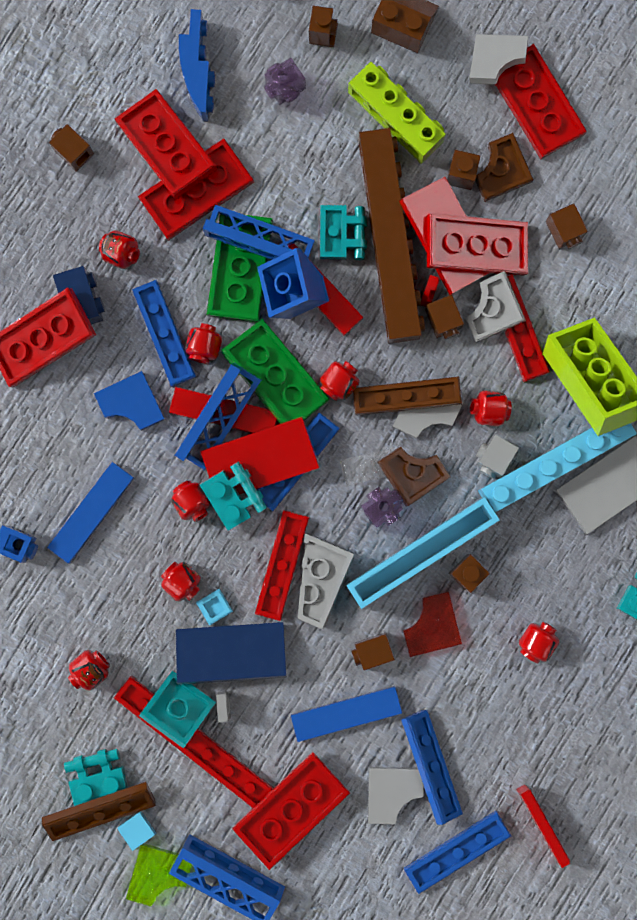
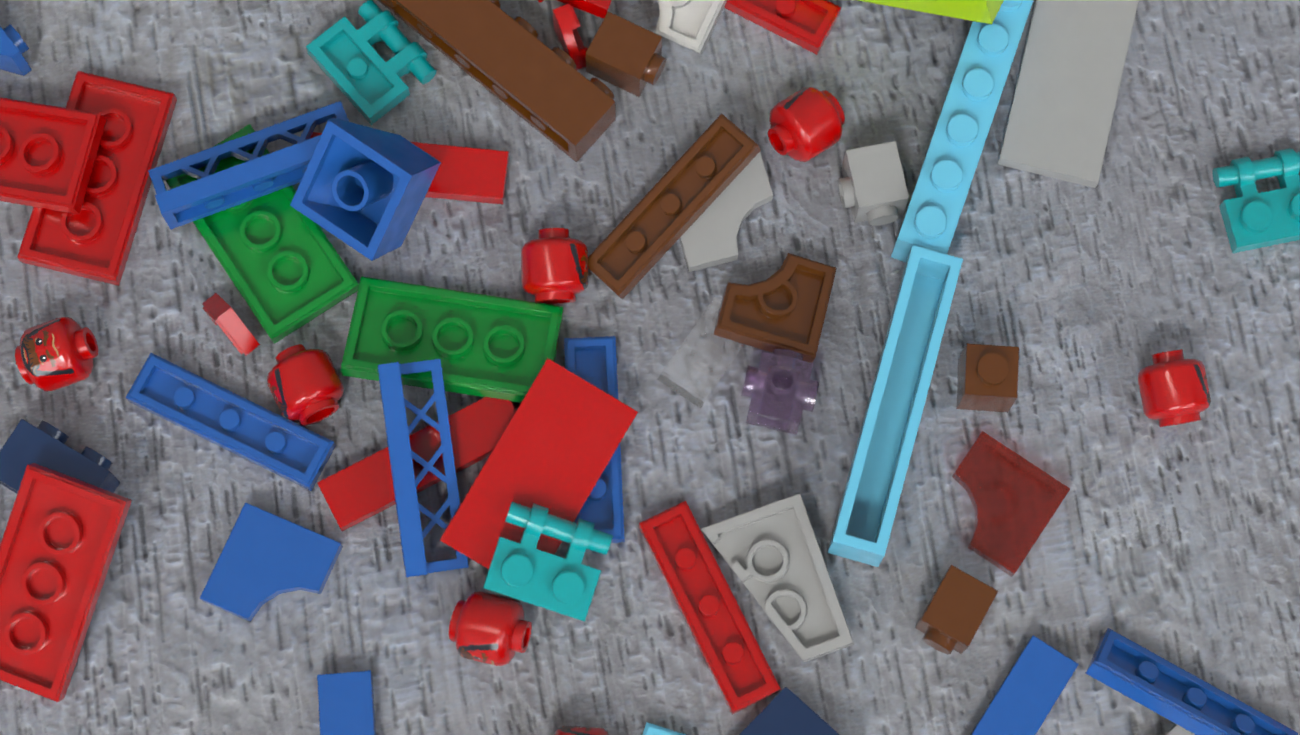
camera: 45 degrees left, 10 degrees down
(195, 294) = (230, 324): none -> tile

